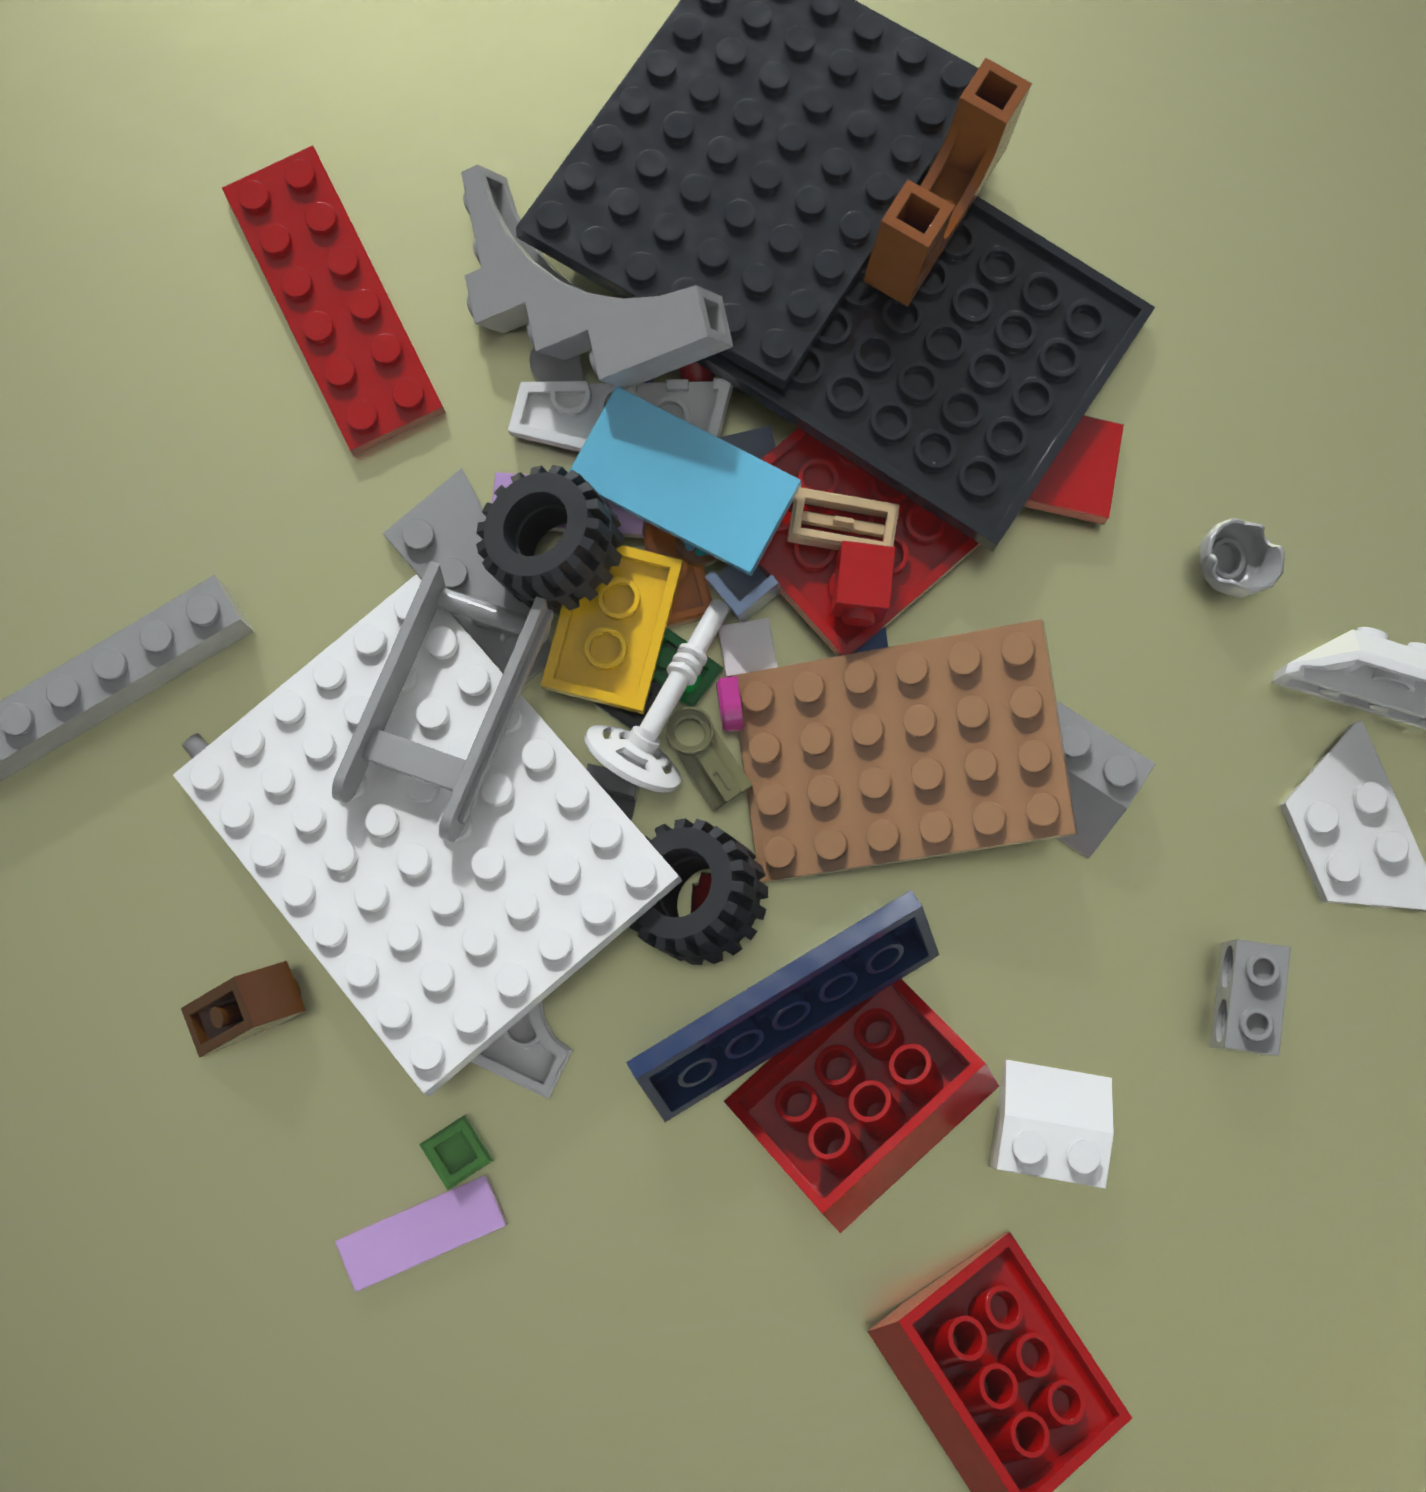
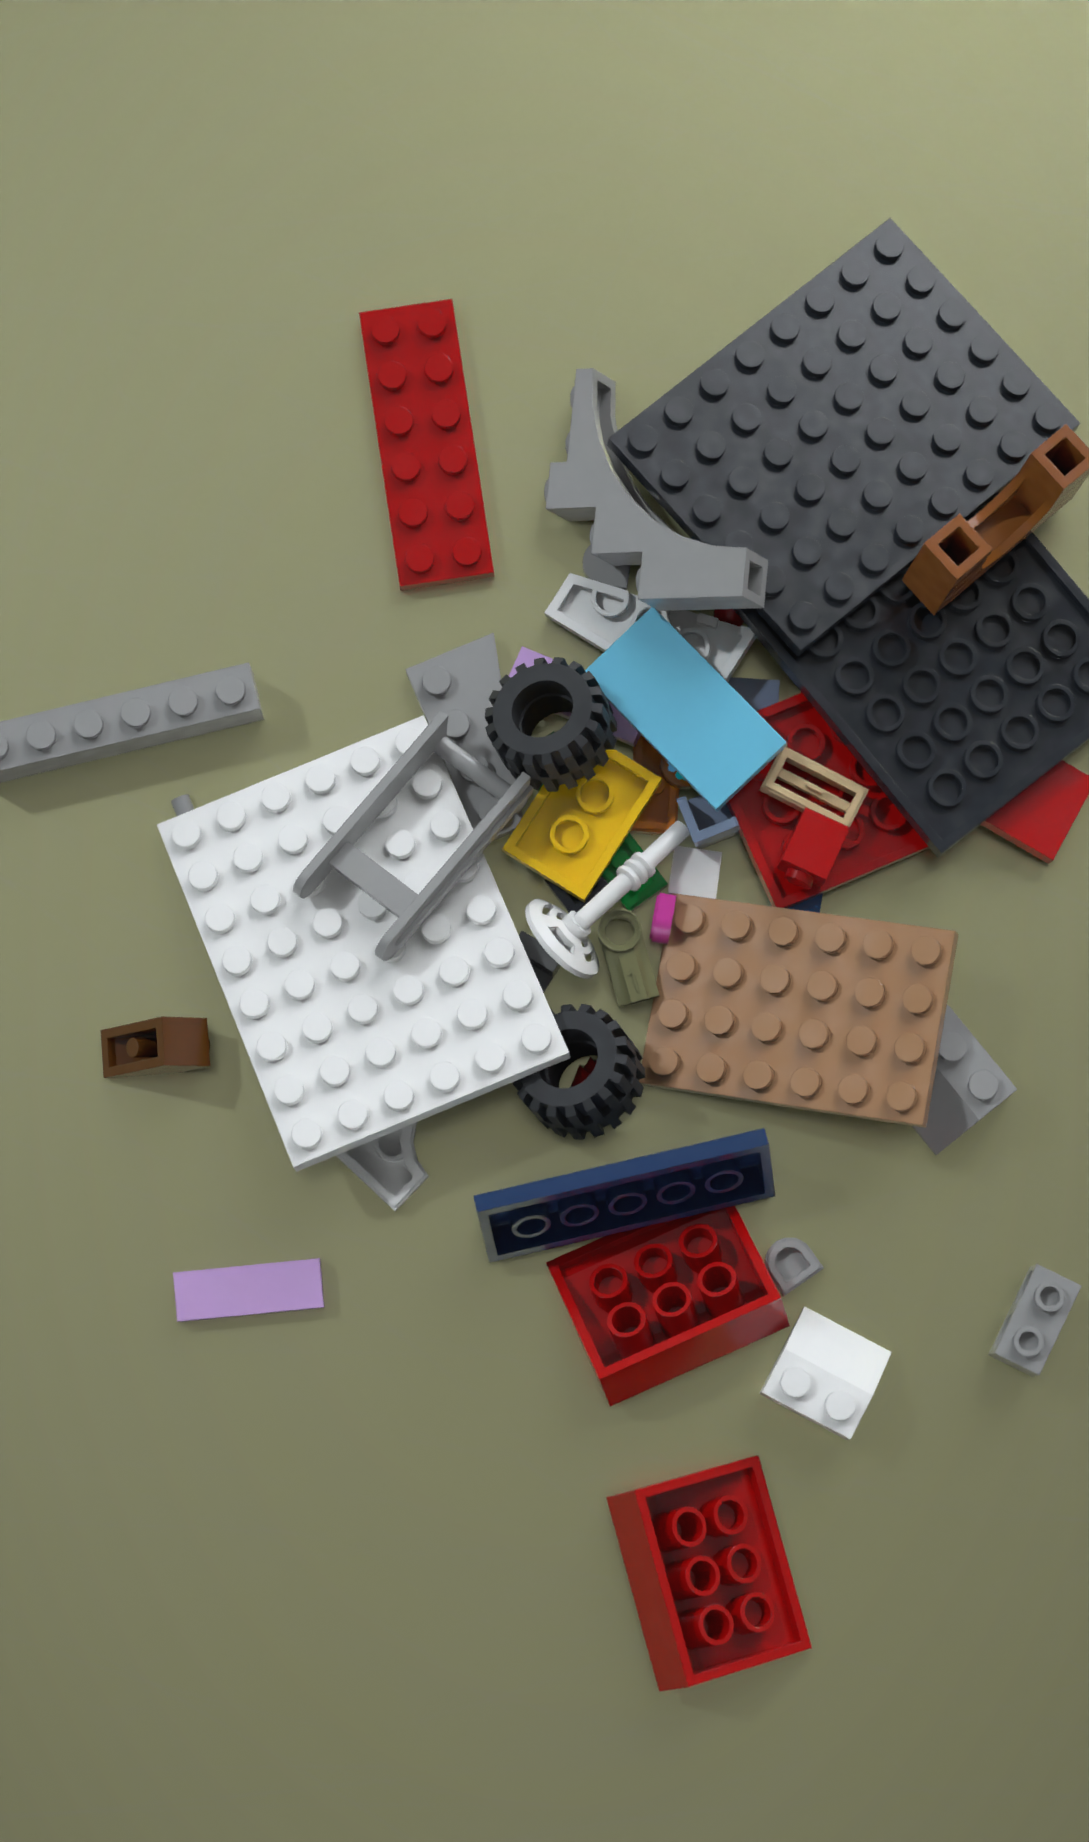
camera: 20 degrees right, 0 degrees up
(457, 1152) = (301, 1231): bright green tile -> none
(978, 1020) = (791, 1264): none -> light grey tile

